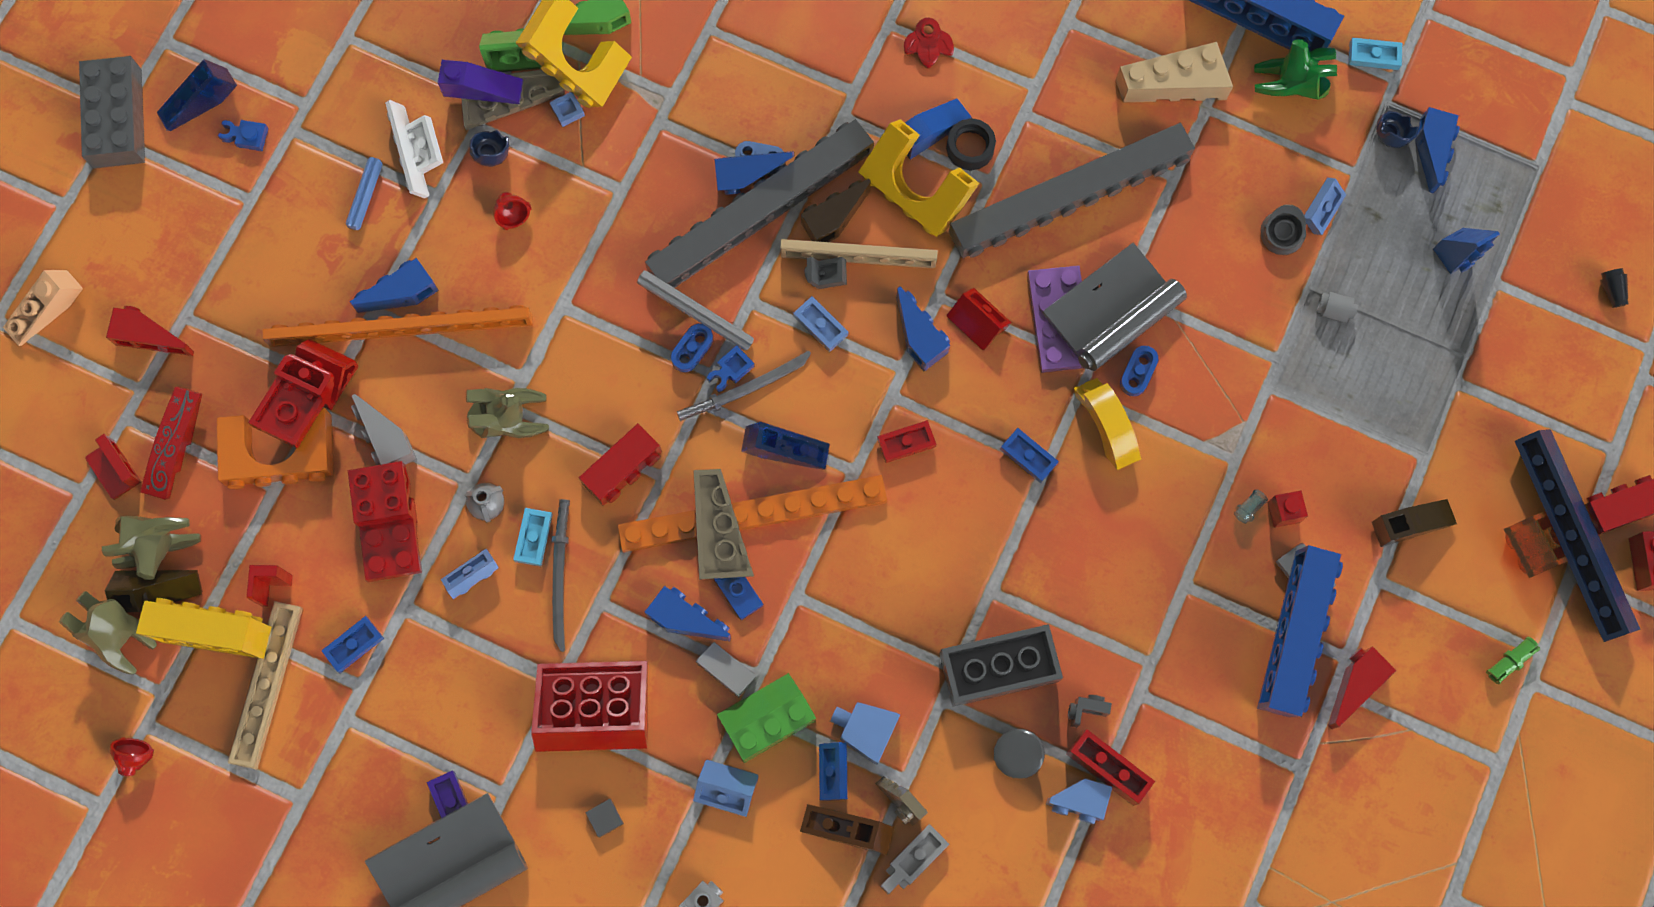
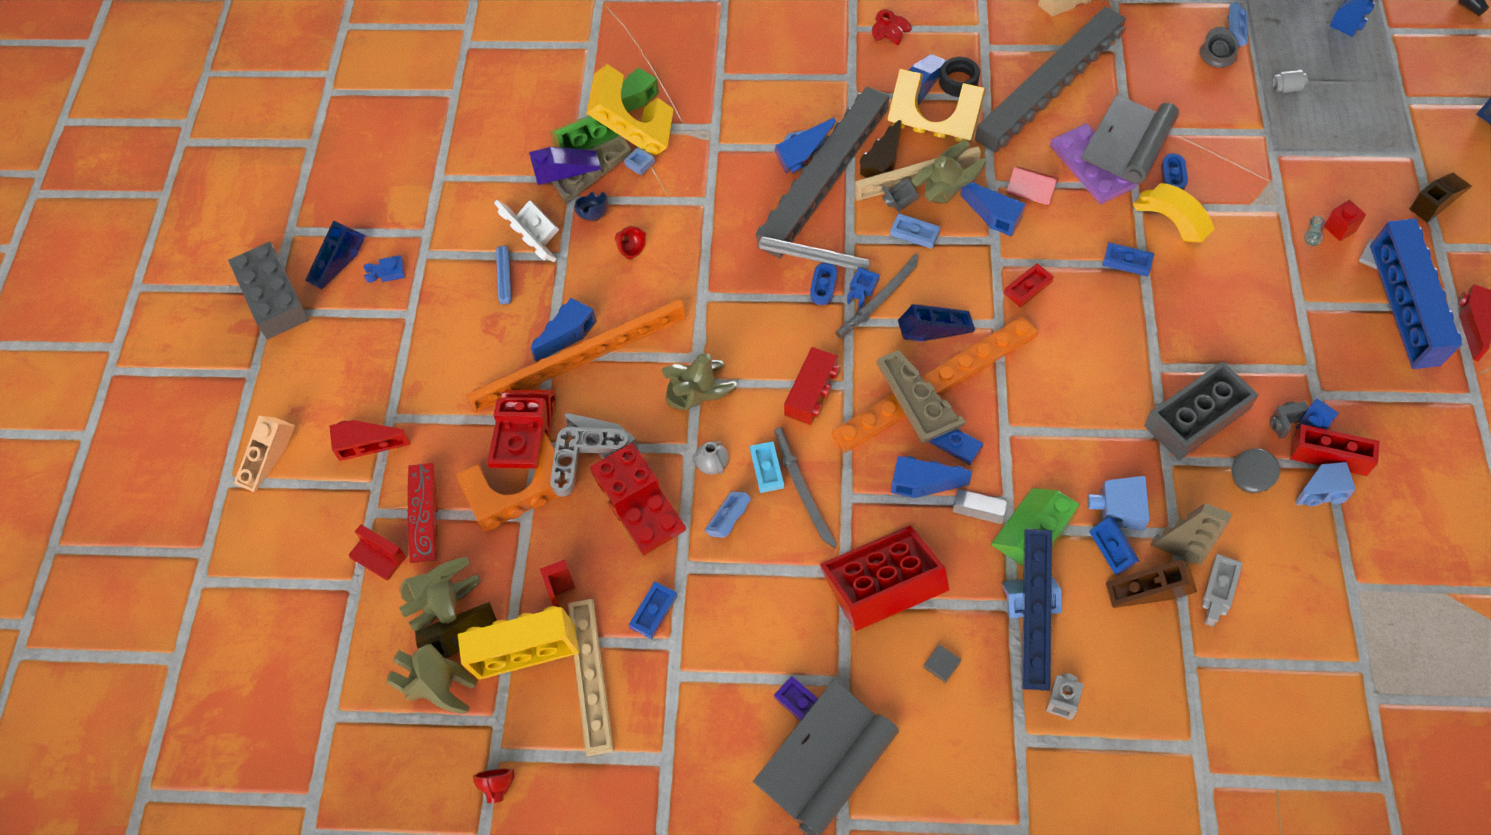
camera: 15 degrees left, 15 degrees down
(348, 438) = (579, 445): none -> light grey beam
(717, 807) = (1037, 610): none -> dark blue tile
(881, 274) = (946, 175): none -> olive piece
(1109, 729) = (1318, 415): none -> blue plate

